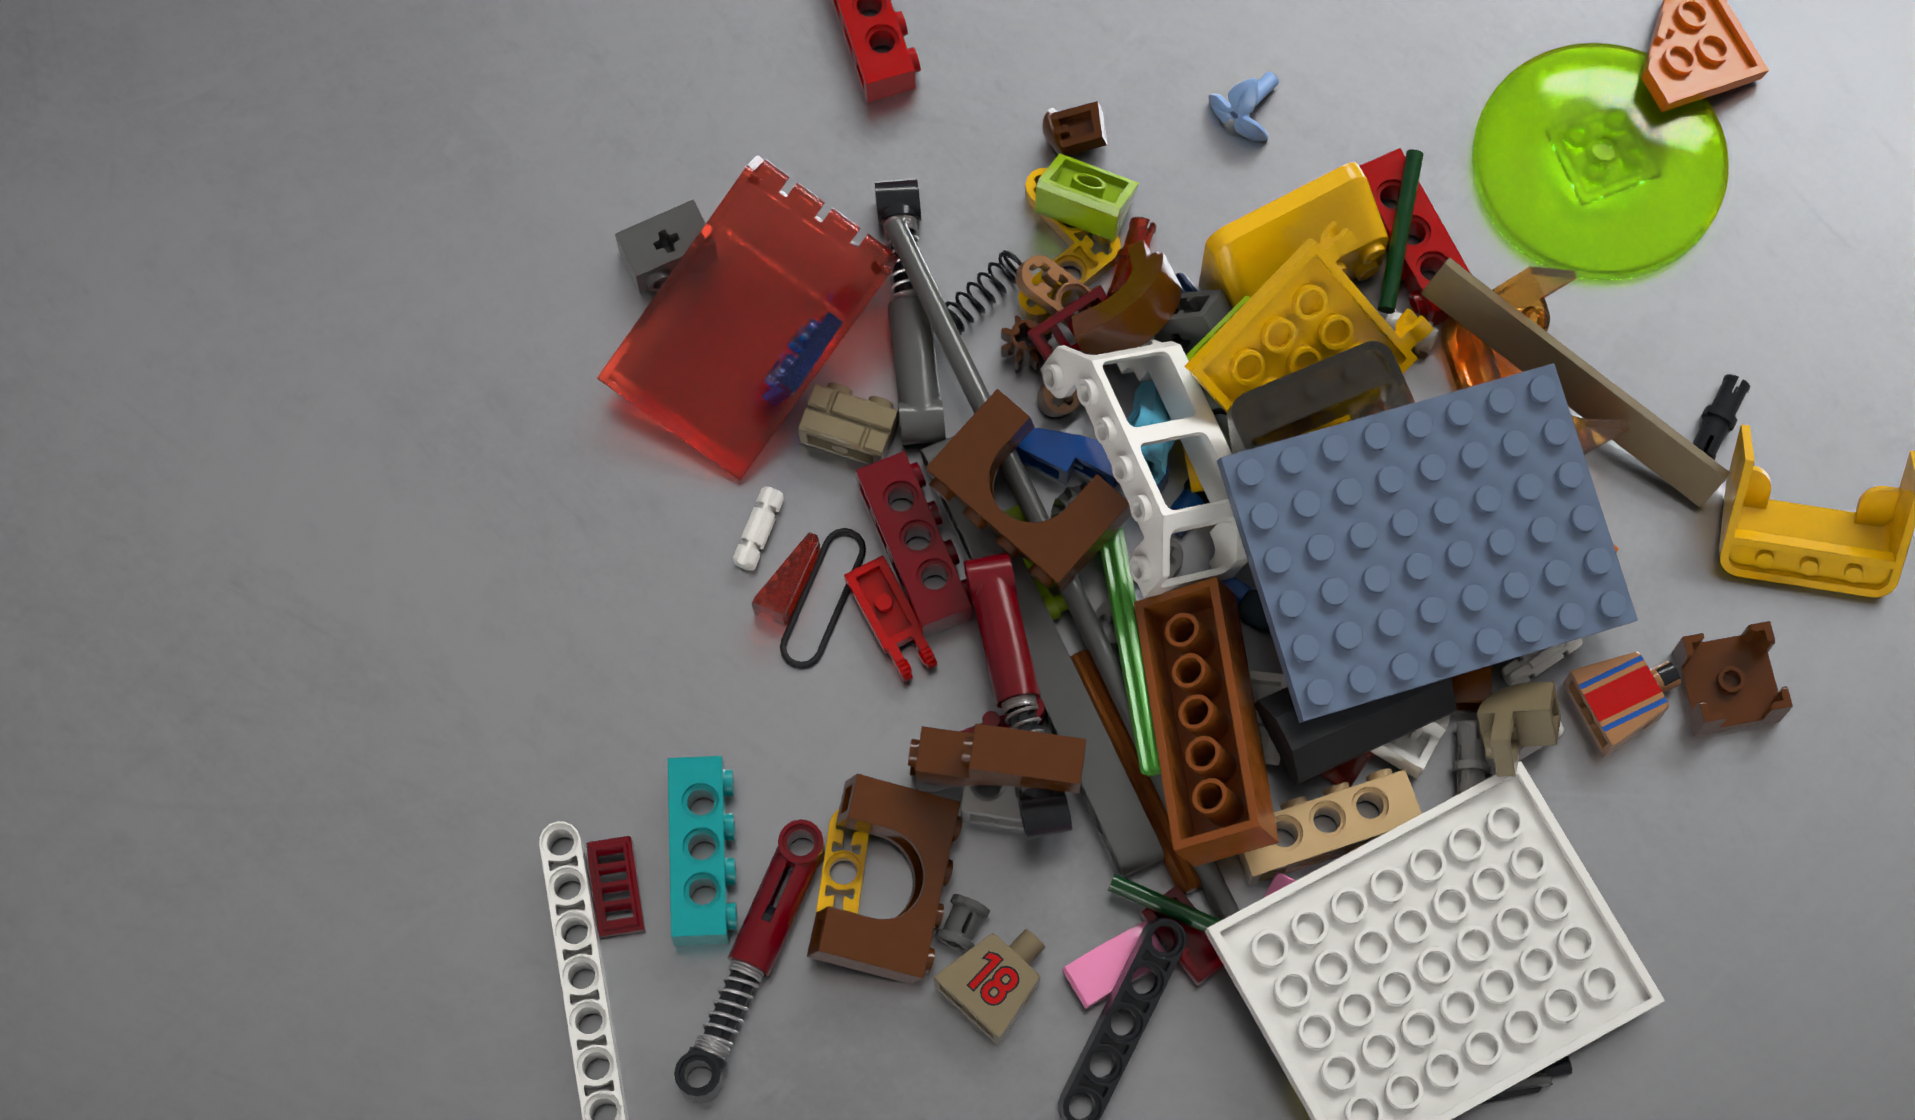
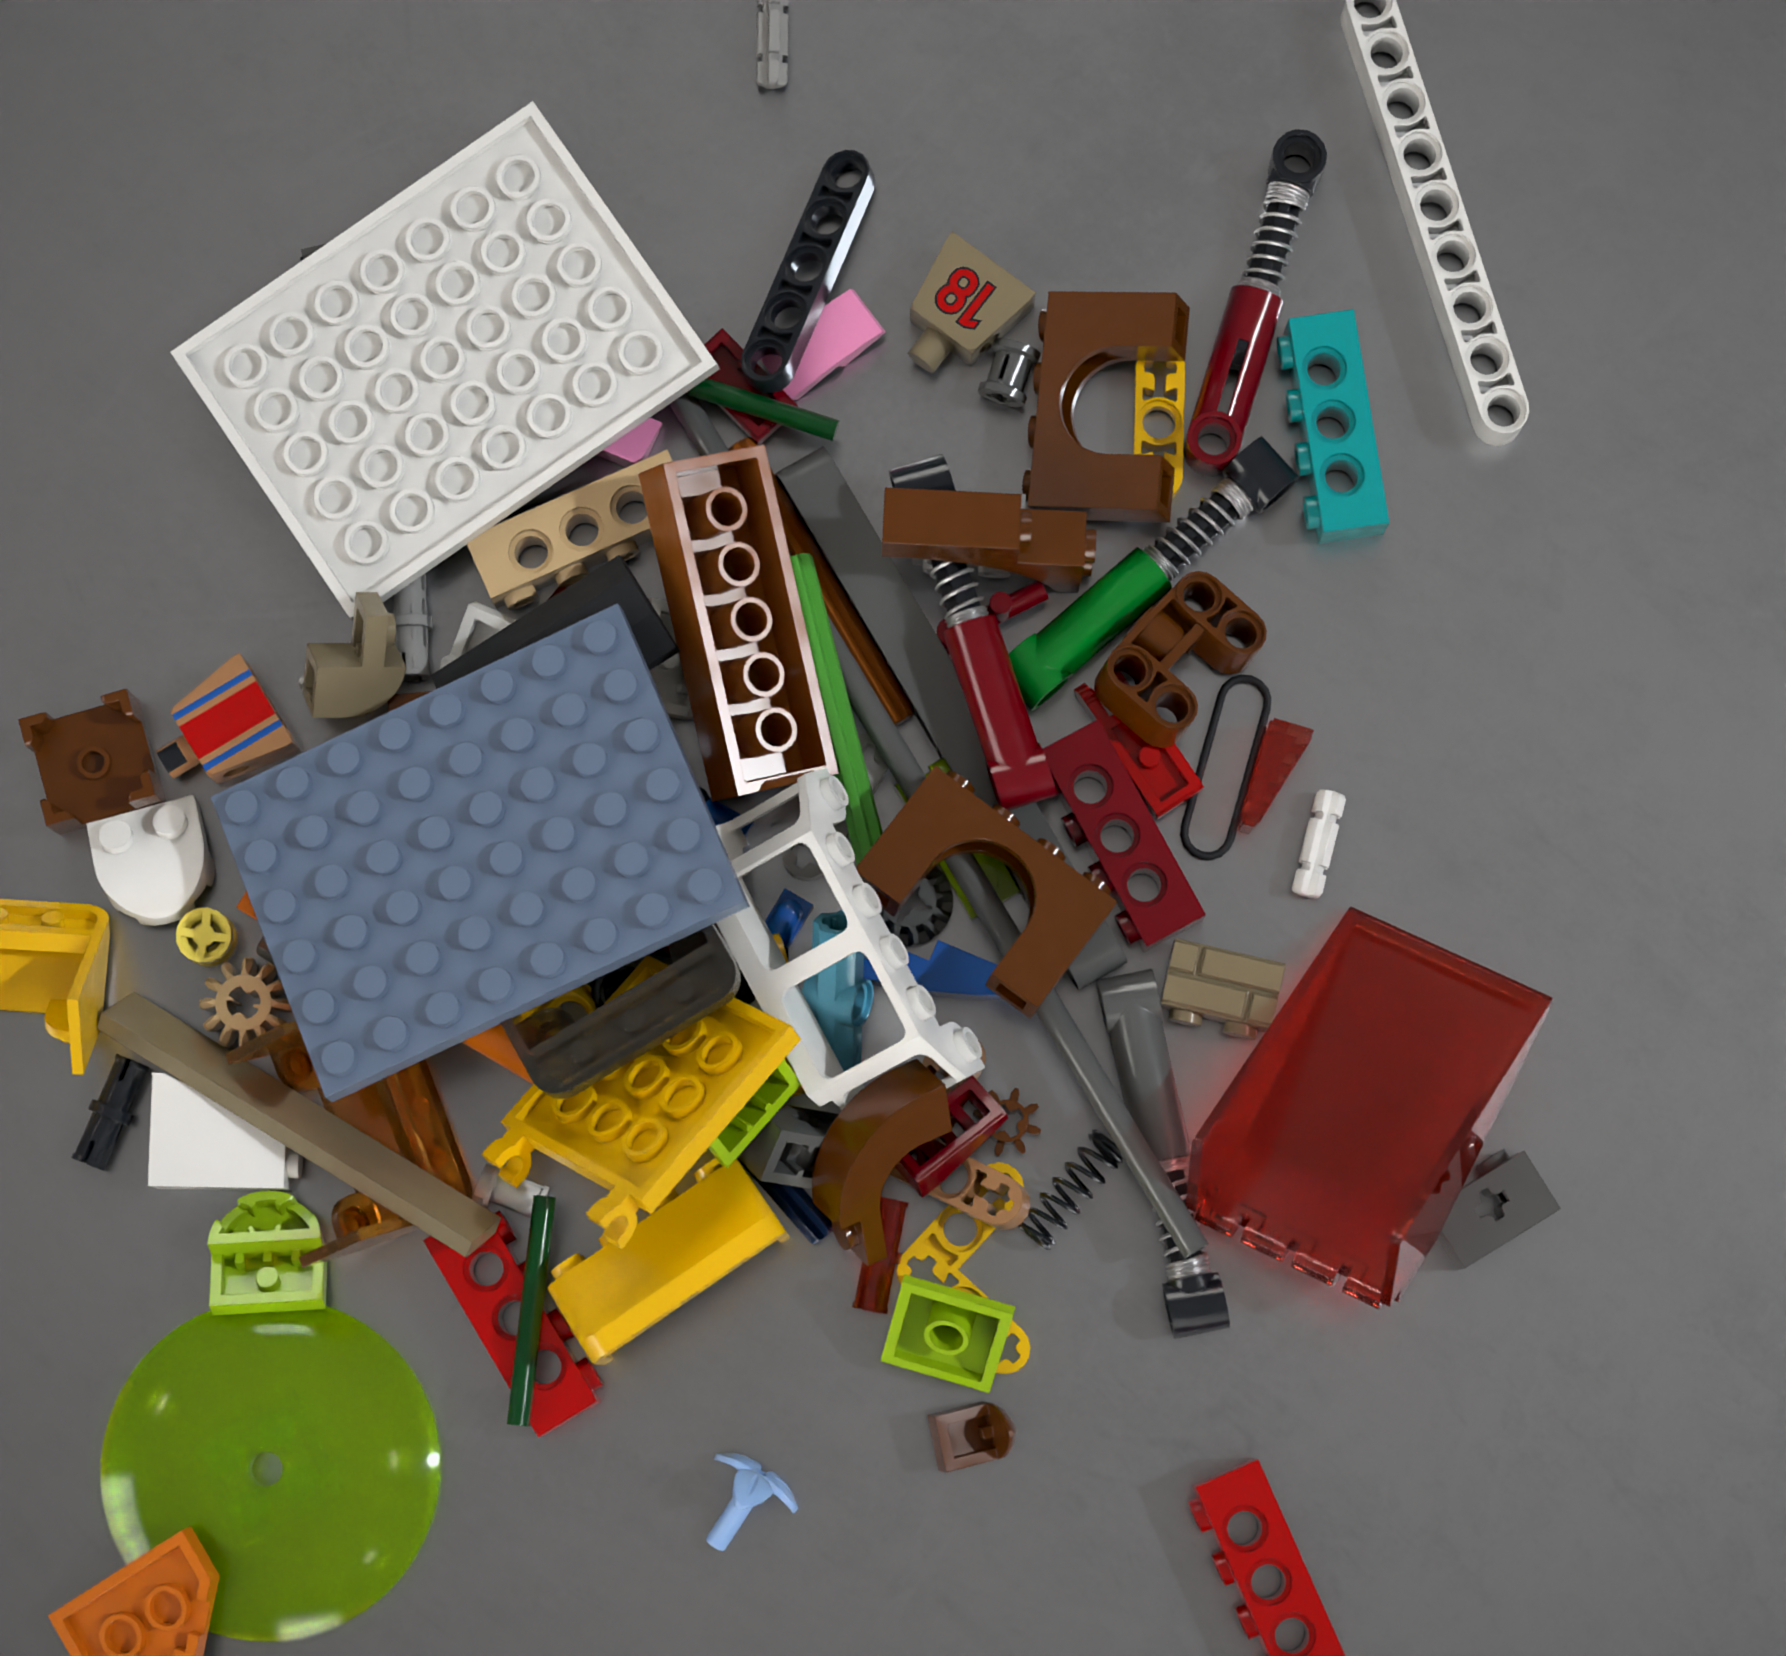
camera: 175 degrees right, 10 degrees up
(608, 848) = (1439, 420): dark red slope -> none
(806, 347) = (1298, 1038): clear blue plate -> none
(864, 683) = (1159, 642): none -> reddish brown beam
(957, 685) = (1143, 576): none -> piece
(1602, 303) = (258, 1257): none -> lime slope
(1626, 475) = (250, 982): none -> tan gear
(1646, 529) = (196, 934): none -> light yellow wheel
(1648, 373) = (209, 1147): none -> white slope
(1684, 598) = (153, 860): none -> white slope

